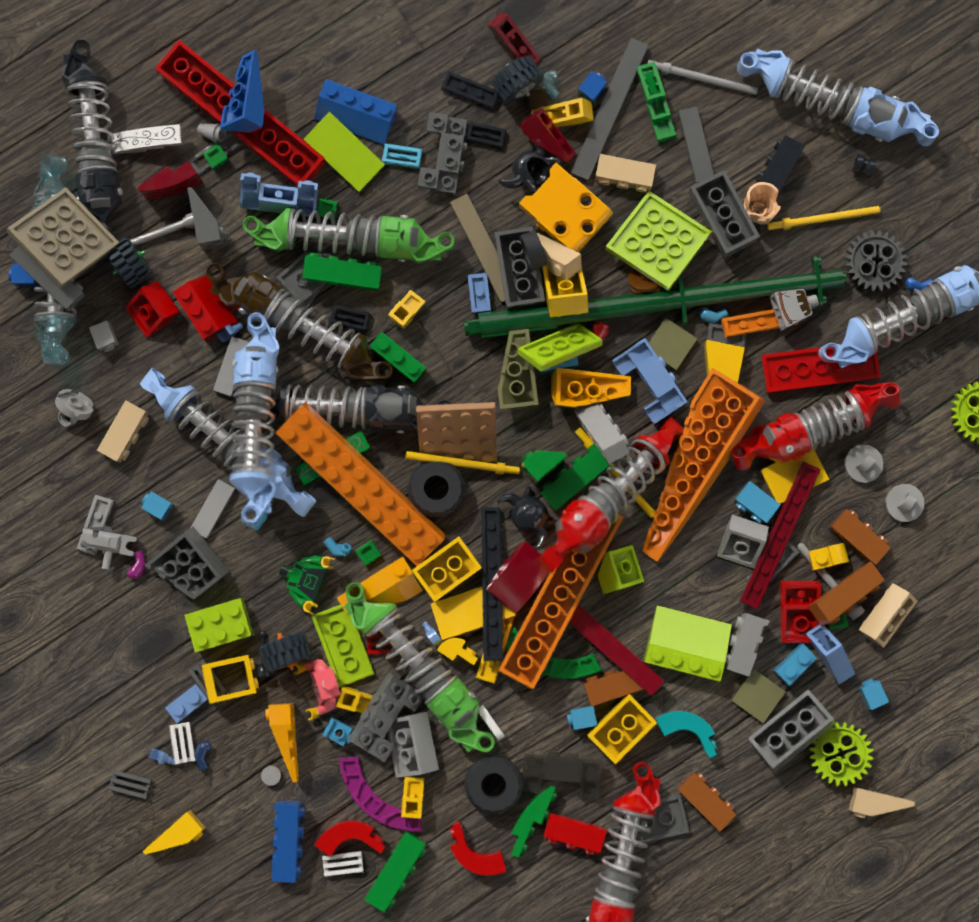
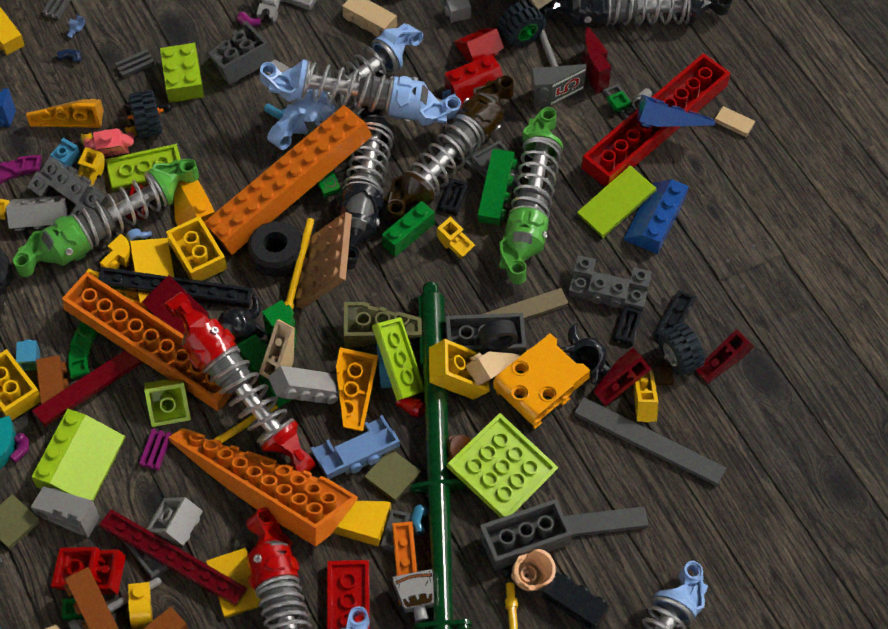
camera: 95 degrees right, 25 degrees down
(146, 138) = (638, 49): white slope -> none
(156, 505) = (298, 36): dark azure brick -> none
(182, 744) = (84, 40): white tile -> none
(186, 703) = (117, 46): medium blue plate -> none
(209, 683) = (130, 59): yellow window -> none
(229, 38) = (734, 121): none -> tan tile
(271, 775) = (38, 102): light grey tile -> none
(277, 198) = (575, 139): medium blue bracket -> none
(306, 579) = (208, 139): torso -> none
(326, 206) = (563, 186): green tile -> none
(337, 549) = (234, 168): dark azure arm -> none
(368, 553) = (225, 193): green tile -> none
(407, 157) = (608, 264): medium azure tile -> none
(479, 293) = (465, 304): medium blue plate -> none
(491, 723) = (42, 277): white tile -> none
(548, 83) = (677, 386): clear light blue arm -> none
(582, 458) = (279, 350): none -> tan slope
(592, 87) = (672, 424): blue brick -> none
(625, 173) = (578, 446): tan brick -> none
(656, 102) = (656, 485): green slope -> none
(666, 68) = (691, 500): light grey bar -> none
(681, 701) = (22, 447): none -> magenta arm
(684, 575) = (160, 435): none -> magenta tile
(756, 503) = (211, 538): dark azure brick -> none
(794, 664) = (33, 556): dark azure brick -> none
(831, 653) = (34, 590): medium blue slope -> none

